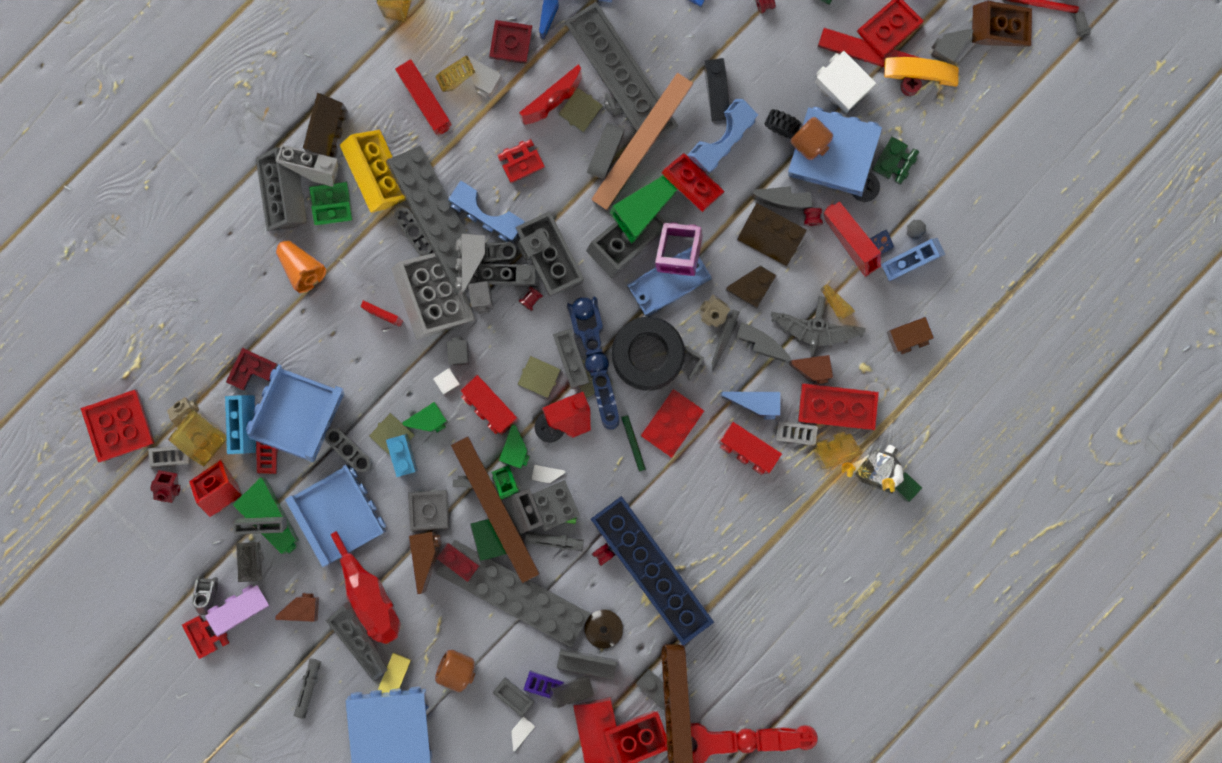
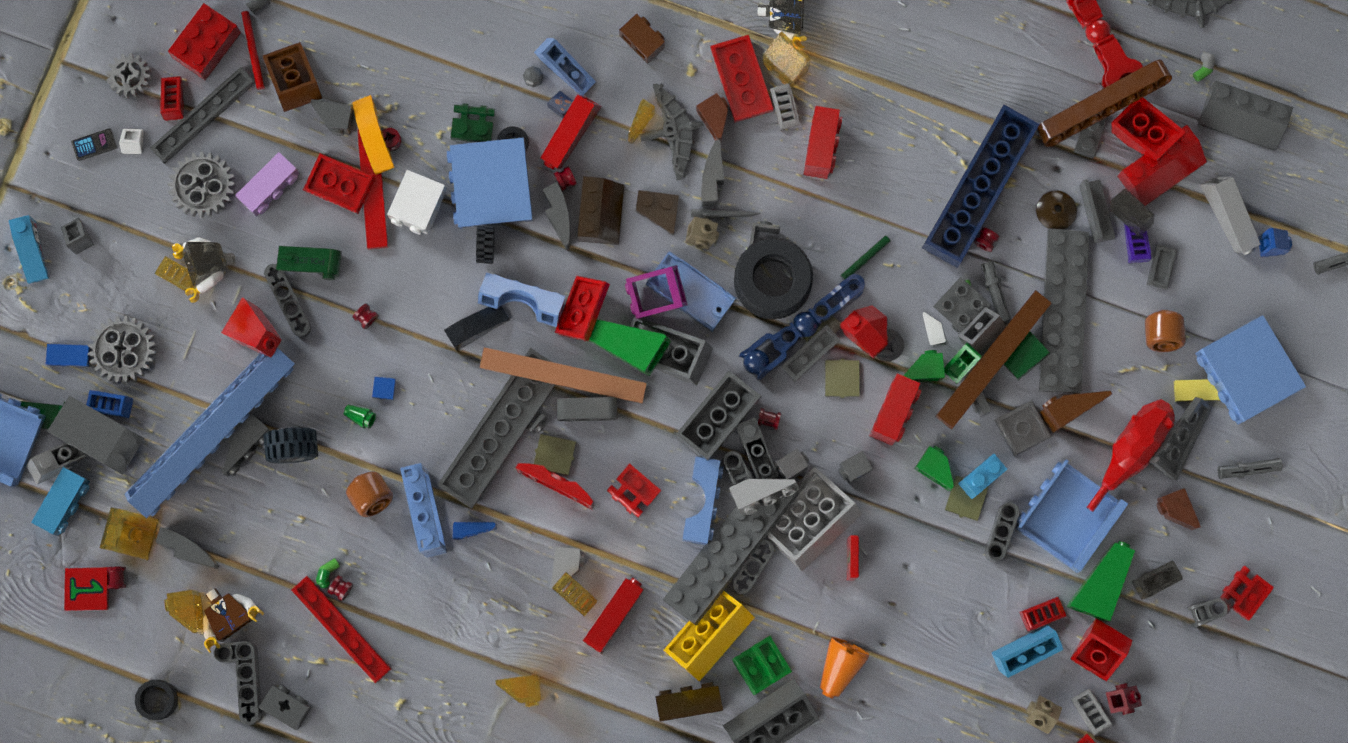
camera: 120 degrees left, 5 degrees down
(198, 438) = (1061, 686): clear yellow slope -> none
(236, 610) = (1209, 570): lavender brick -> none
(247, 365) = (962, 673): dark red plate -> none
(259, 521) = (1118, 581): dark grey piece -> none
(294, 414) = (991, 600): medium blue panel -> none
(308, 164) = (735, 701): light grey slope -> none
(446, 381) = (888, 467): white tile -> none
(458, 562) = (1060, 374): dark red plate -> none
(510, 41) = (515, 554): dark red plate -> none
(520, 732) = (1191, 246): white sticker -> none
(533, 244) = (717, 434): dark grey bracket -> none
(672, 423) = (828, 229): red plate -> none
(759, 403) = (771, 152): medium blue slope -> none
(812, 139) = (492, 206): dark orange head -> none

